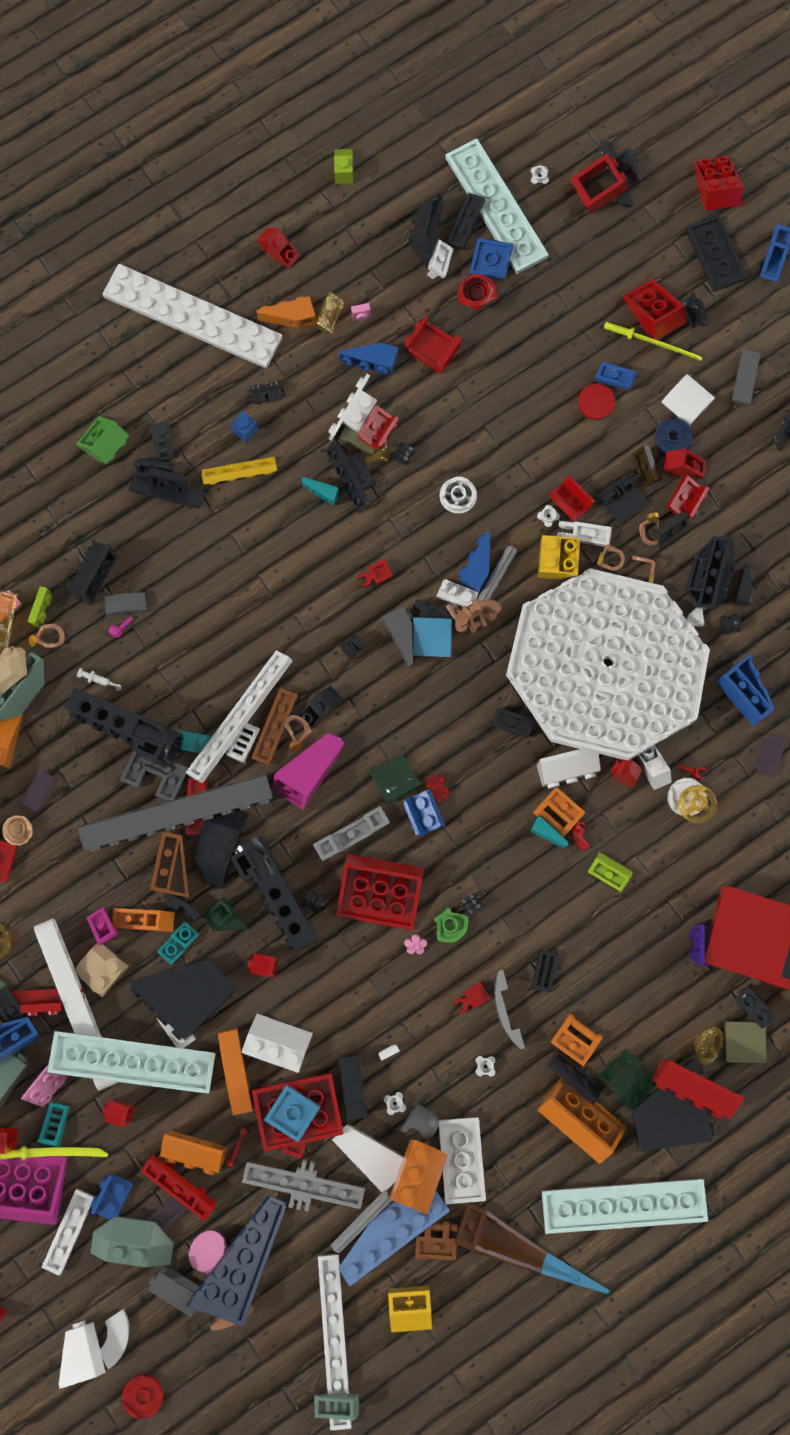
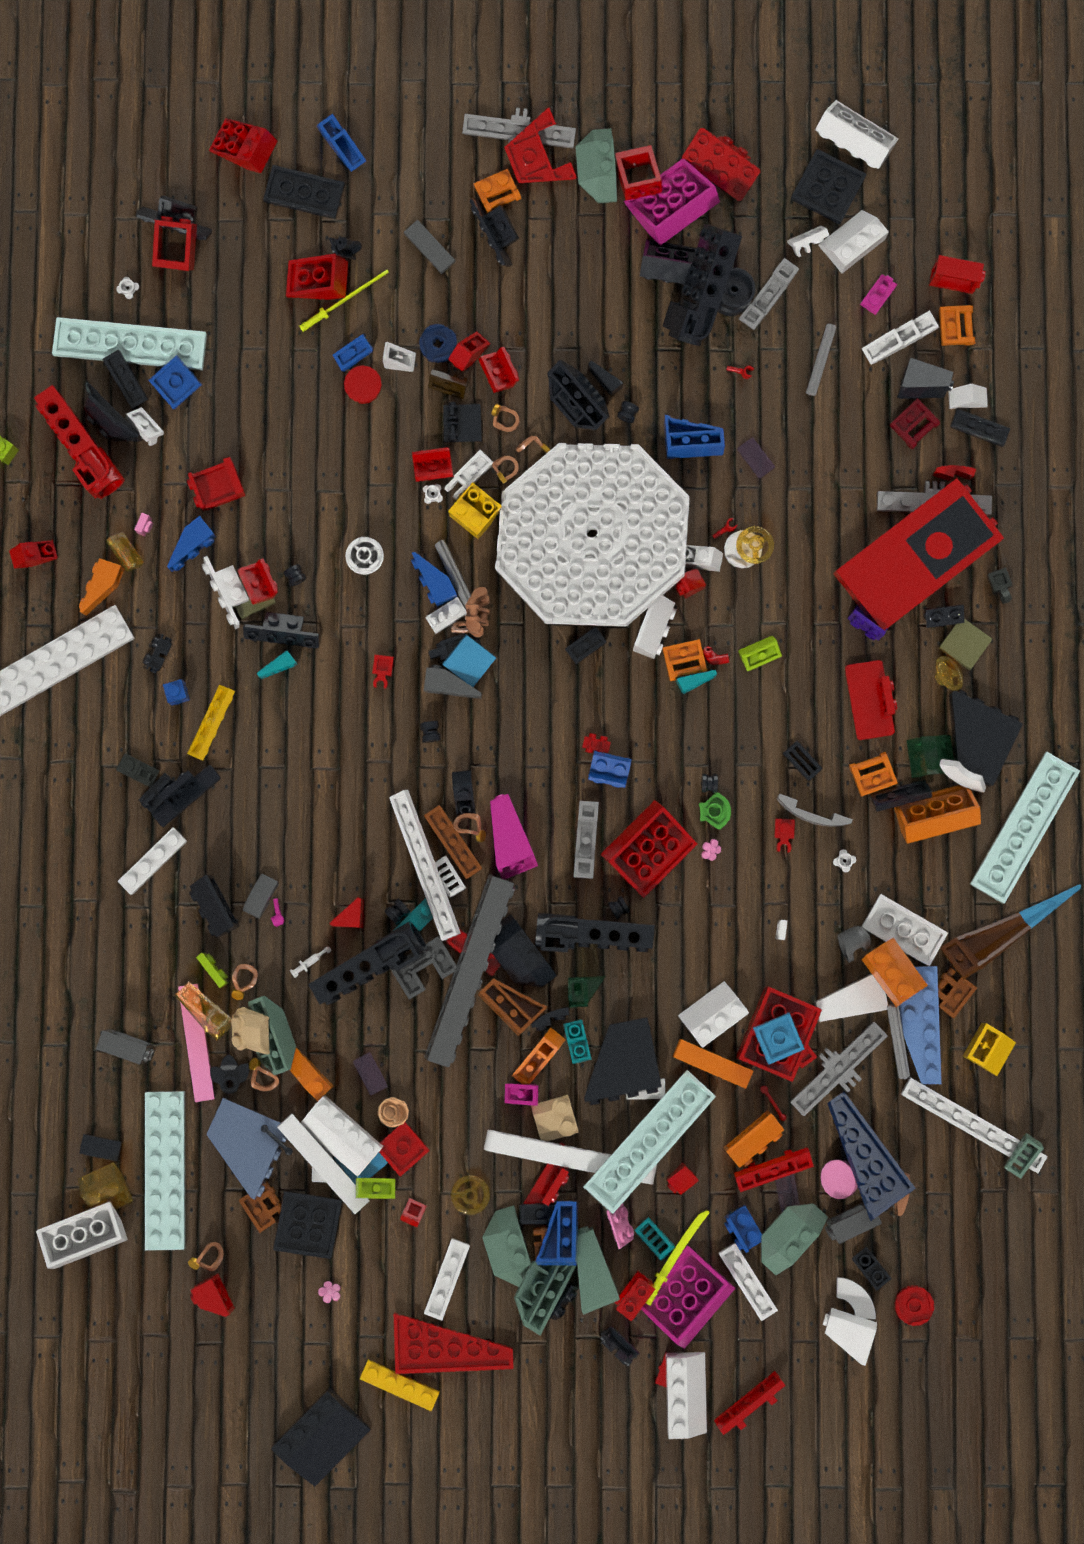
camera: 55 degrees left, 5 degrees up
(97, 502) = (152, 861): none -> white plate
(103, 439) = (101, 819): bright green slope -> none
(150, 1335) = (871, 1268): none -> black slope
(157, 685) = (351, 916): none -> red slope
(186, 720) = (397, 911): none -> black wheel
(263, 965) = (643, 984): red slope -> none
(353, 1087) = (789, 977): black brick -> none
(377, 456) = (280, 600): clear yellow bar -> none
(390, 220) = (90, 459): none -> red brick
(394, 779) = (565, 774): clear green bracket -> none
(395, 1098) = (829, 953): white plate -> none
(477, 287) = (197, 415): red helmet -> none
(629, 1118) = (962, 776): none -> white tile
(637, 413) = (398, 358): none -> white slope
(638, 993) = (871, 699): none -> red bracket
(670, 530) = (516, 406): pearl dark grey plate -> none
(688, 400) = (415, 308): white slope -> none
(696, 618) = (603, 436): white tile -> none
(696, 1088) = (975, 707): red slope -> none

